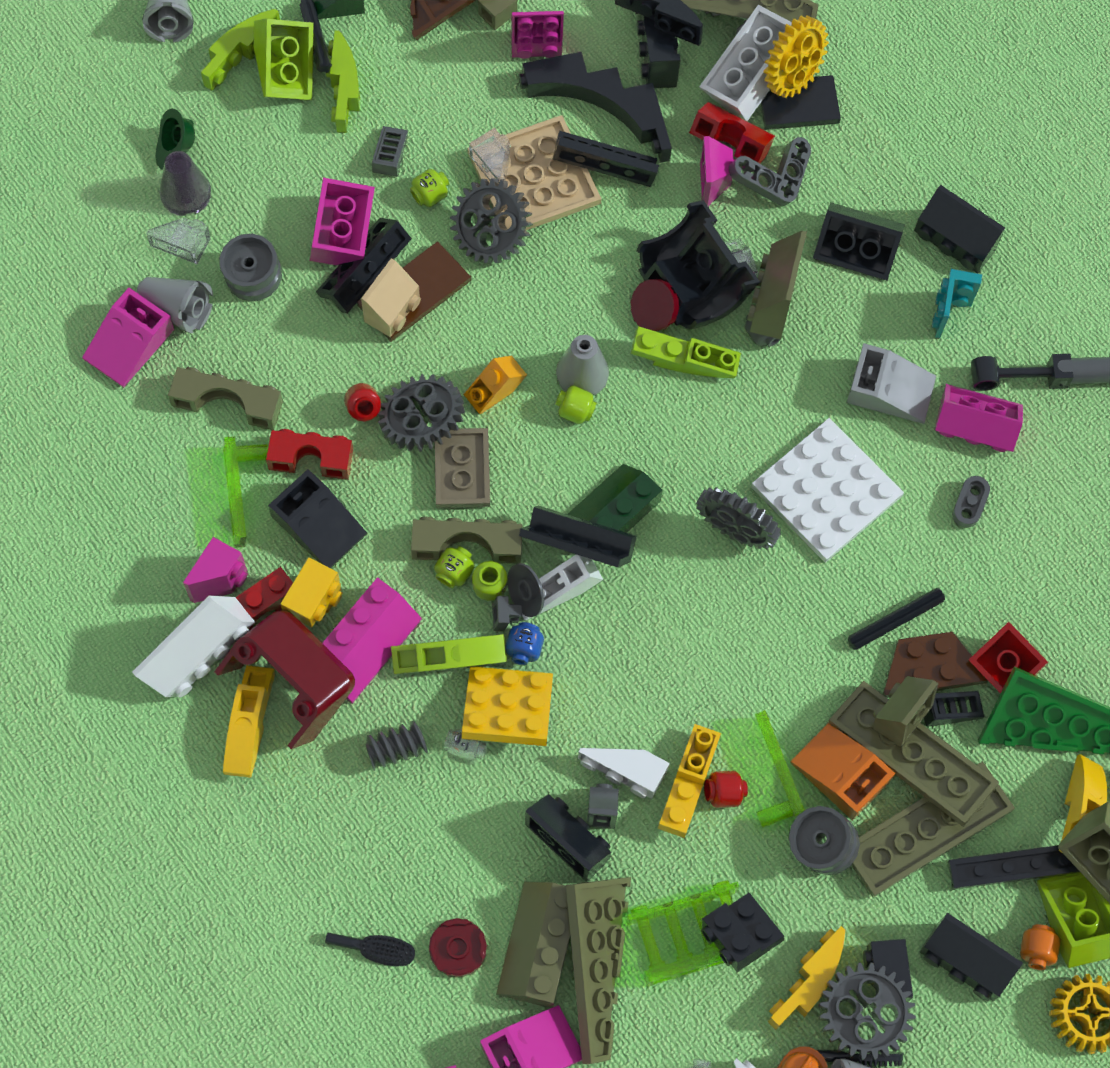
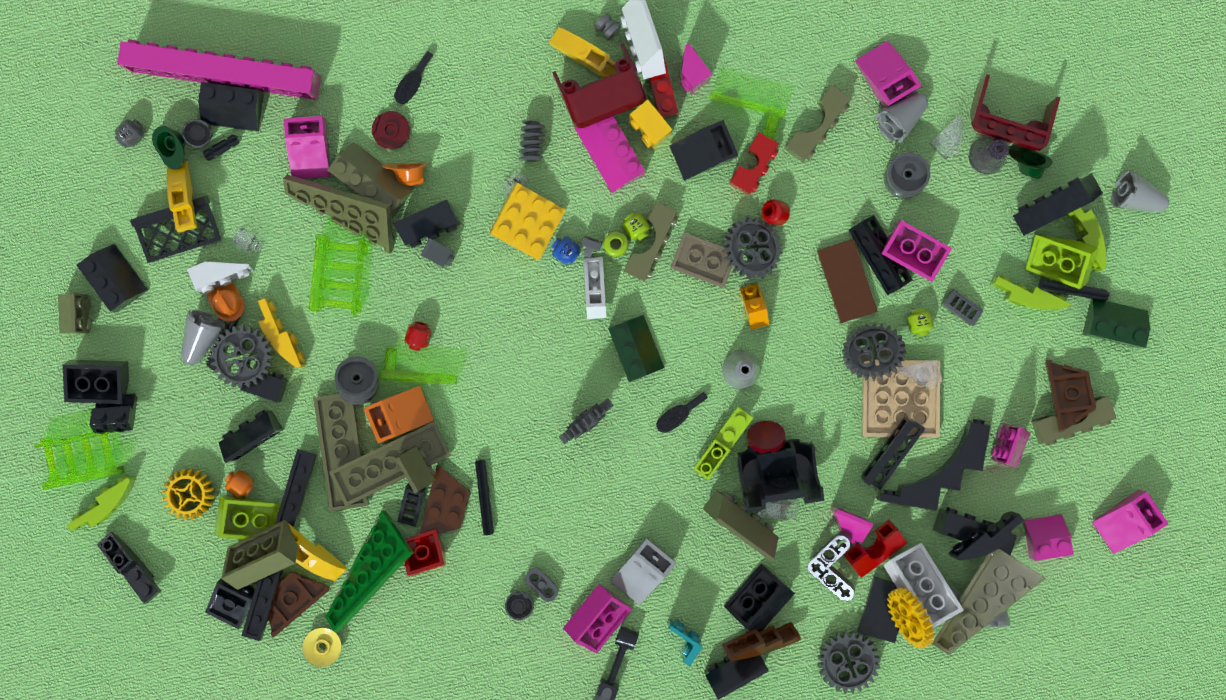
camera: 115 degrees right, 20 degrees up
(140, 143) = (1032, 136): none -> dark red windscreen
(197, 710) = (607, 26): none -> flat silver wheel
(218, 82) = (1058, 204): none -> black wedge
(390, 299) = (840, 259): tan slope -> none
(449, 654) = (575, 199): lime slope -> none
(507, 894) = (408, 173): none -> orange piece
(525, 589) = (597, 264): dark grey dish -> none
(575, 404) = (716, 353): lime head -> none
(579, 537) = (618, 314): black fence -> none
(632, 767) = (455, 284): white slope -> none
(674, 424) = (678, 414): none -> black piece
(689, 781) = (432, 315): yellow slope -> none
(741, 932) = (321, 302): black plate -> none
(827, 490) = (590, 494): white plate -> none
(897, 129) = (864, 655): none -> dark grey gear
(909, 213) = (758, 643): none -> reddish brown slope
(1012, 515) = (519, 605): none -> dark grey hair

